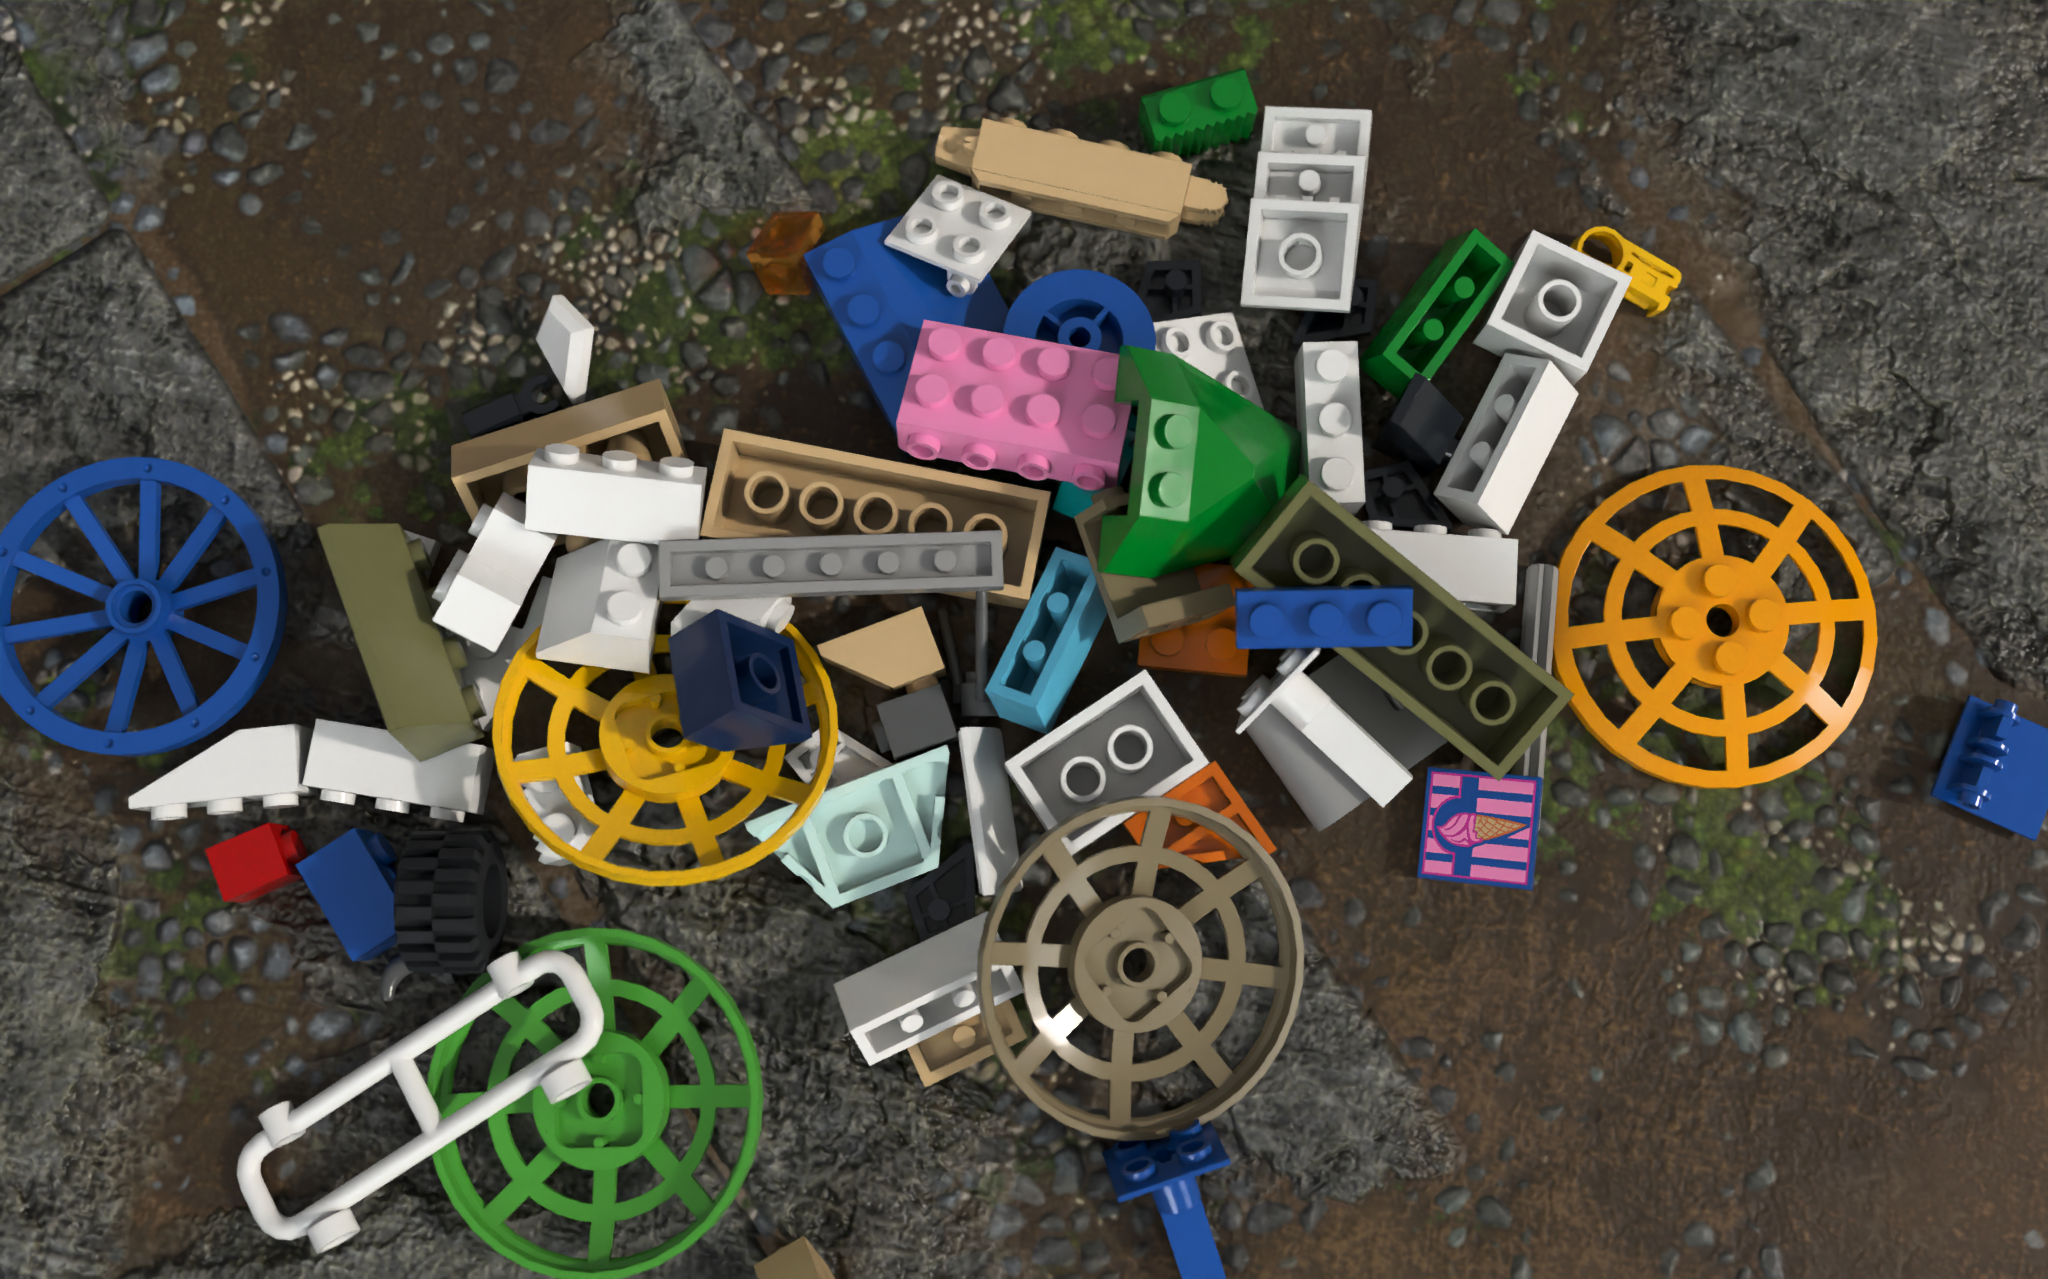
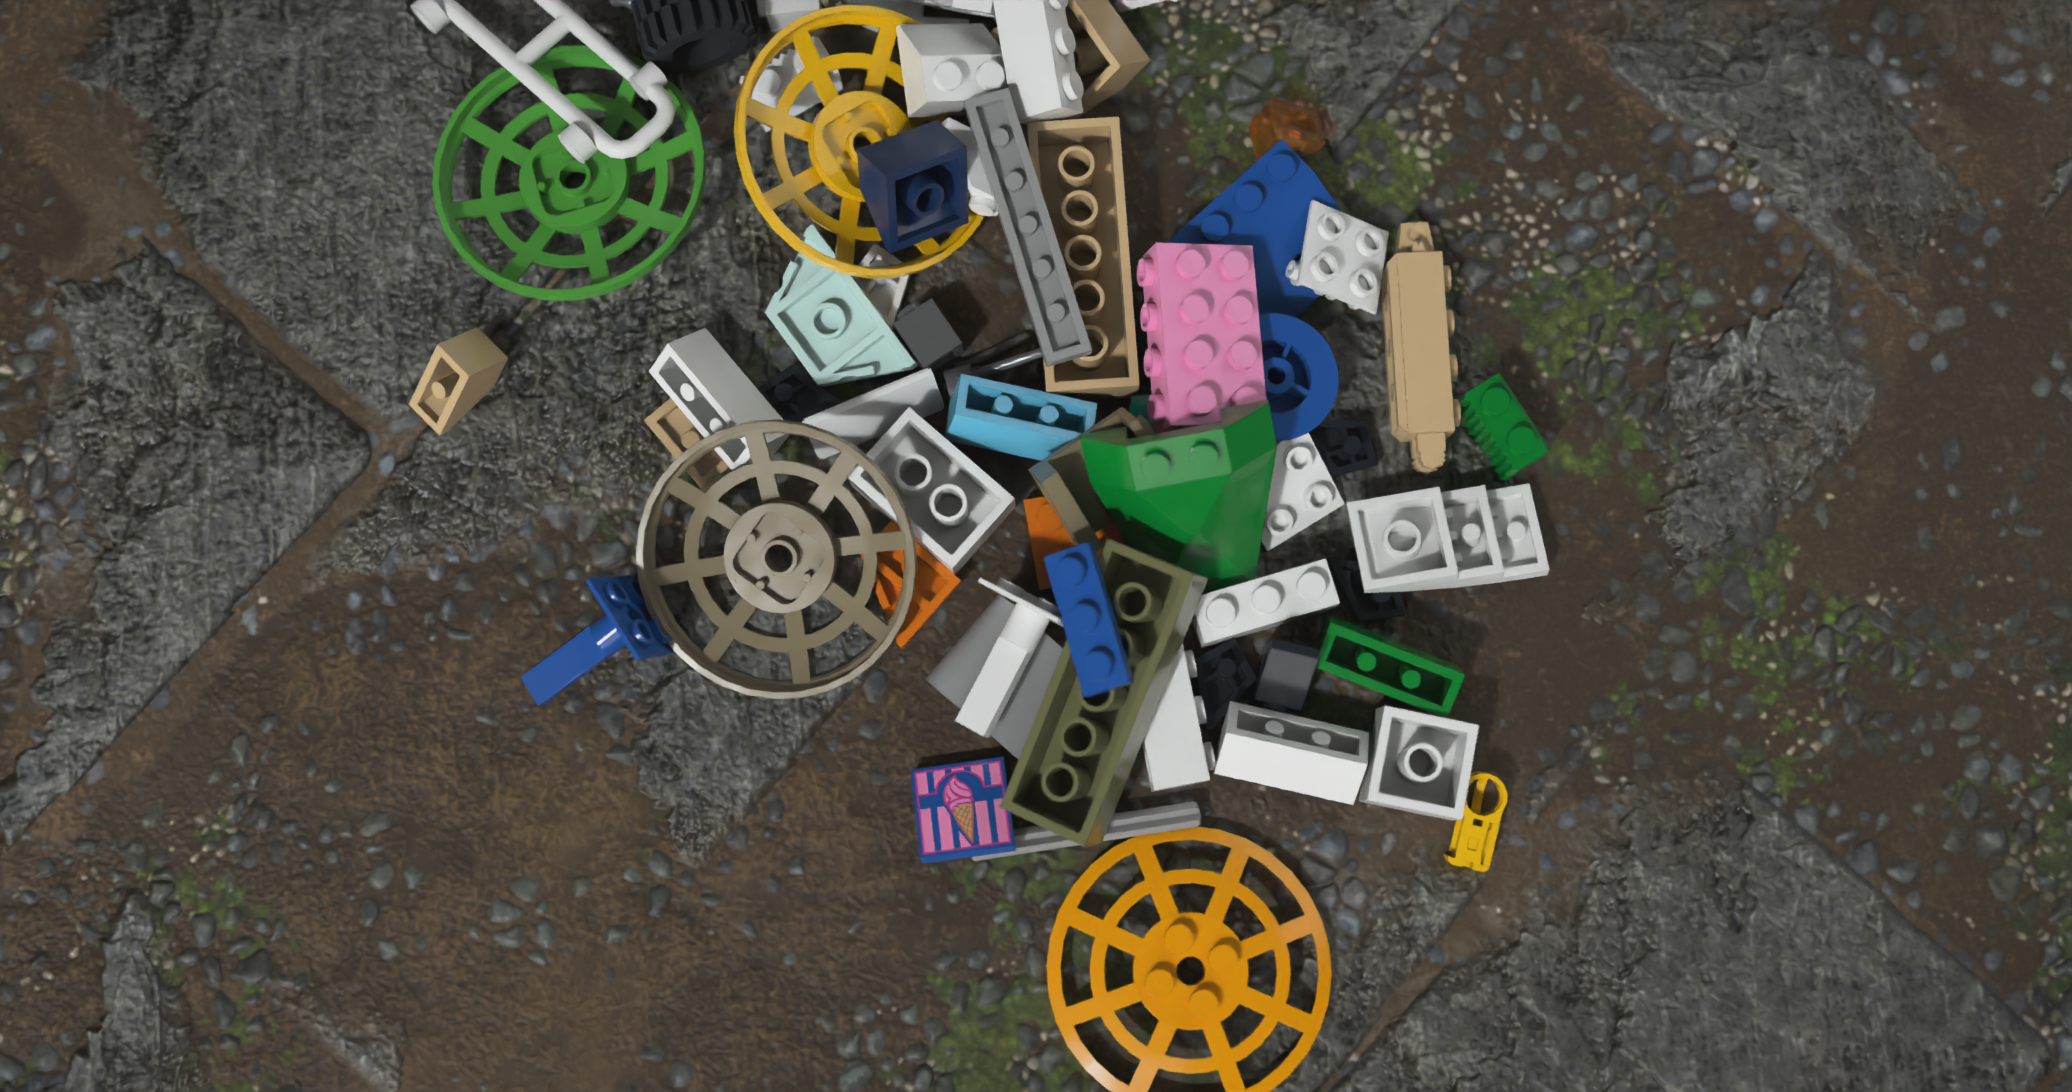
camera: 75 degrees right, 0 degrees up
(890, 654) = (979, 303): tan slope -> none

